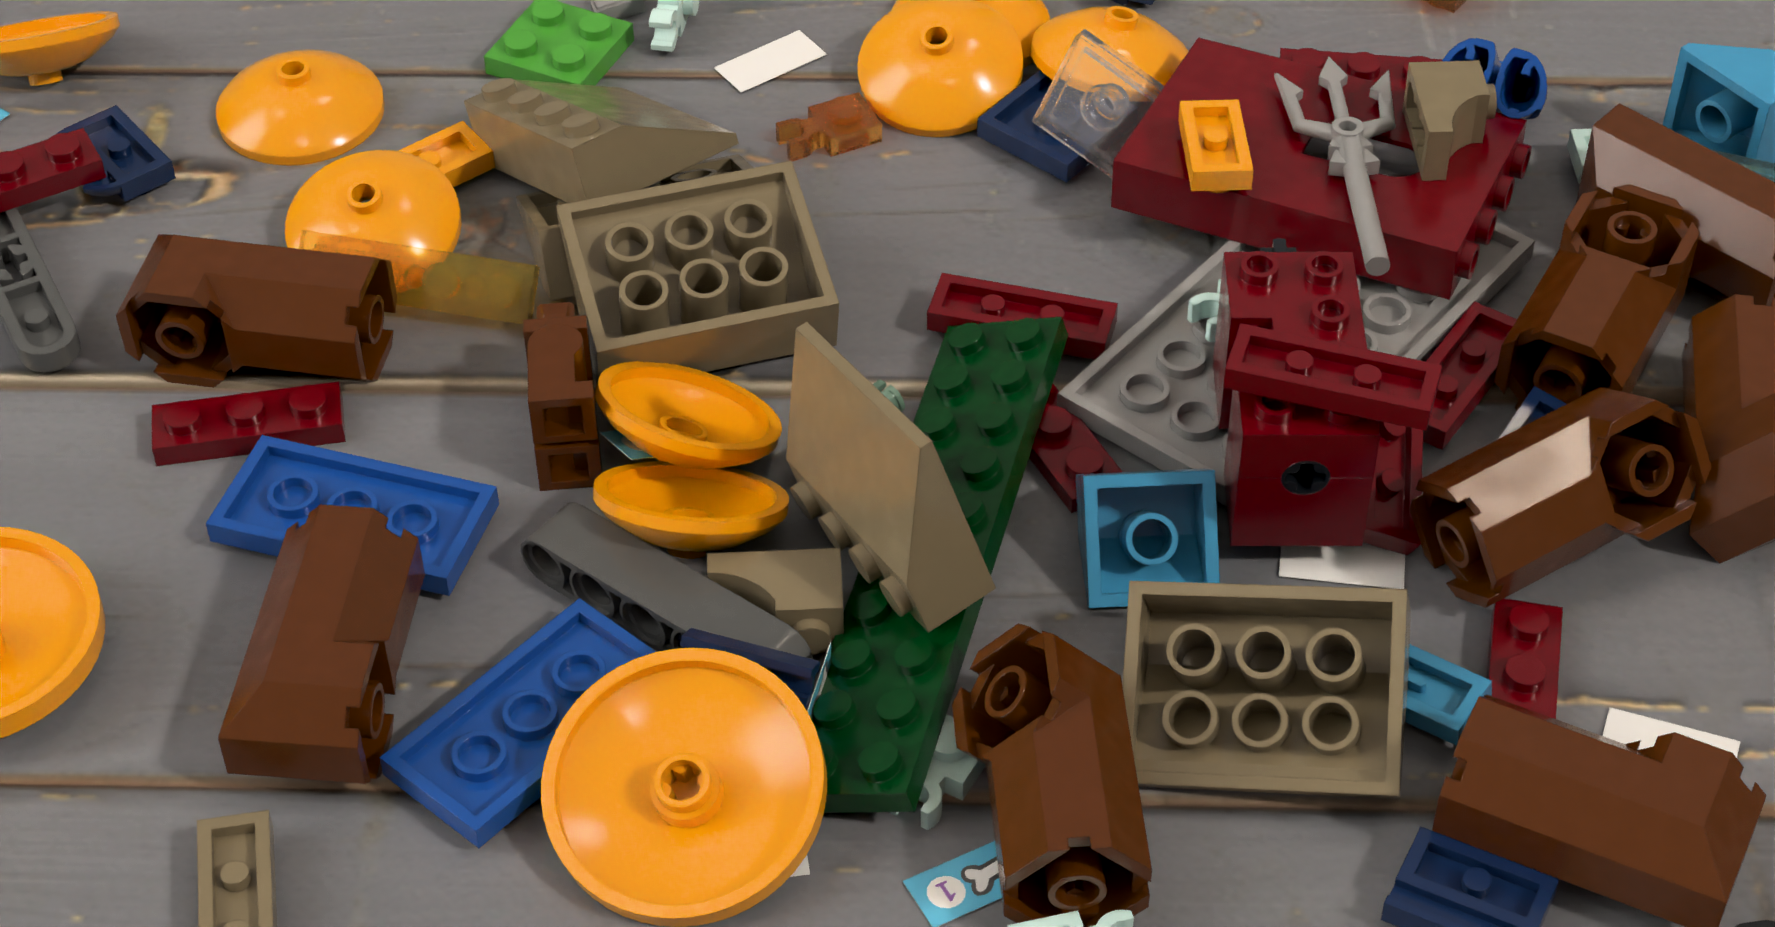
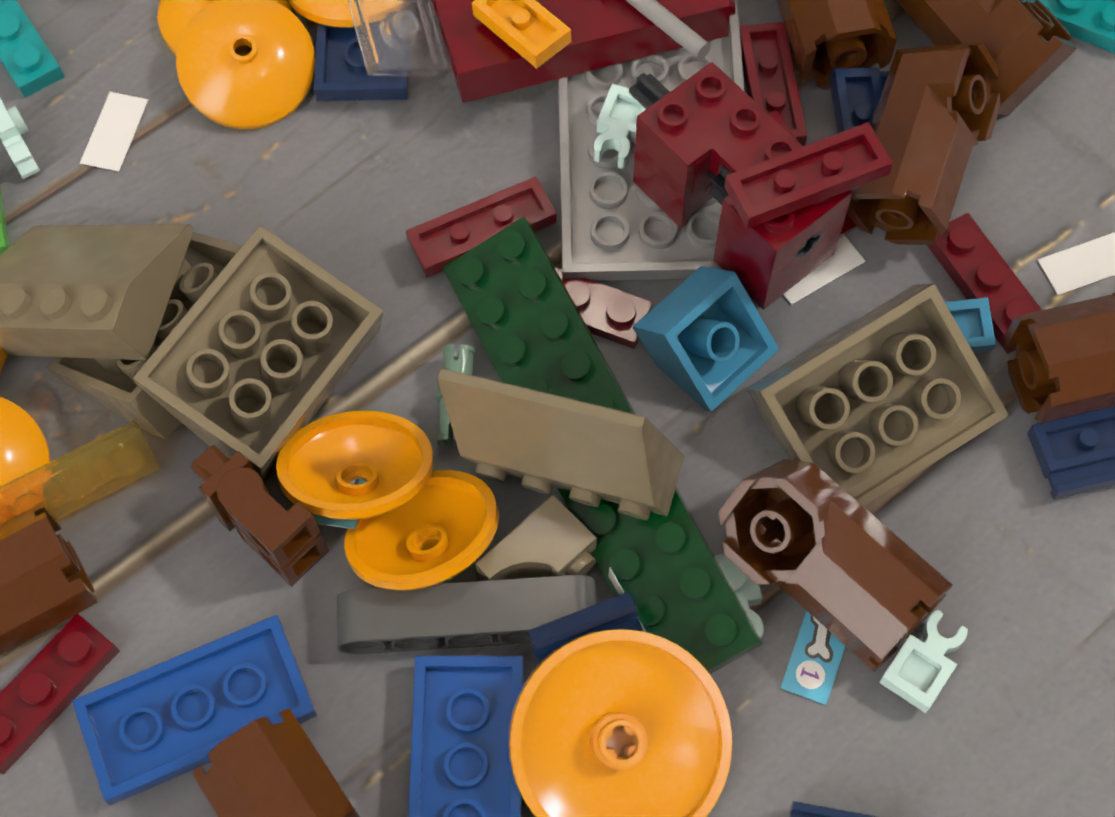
camera: 40 degrees left, 20 degrees up
(836, 125) = (213, 155): clear orange plate -> none

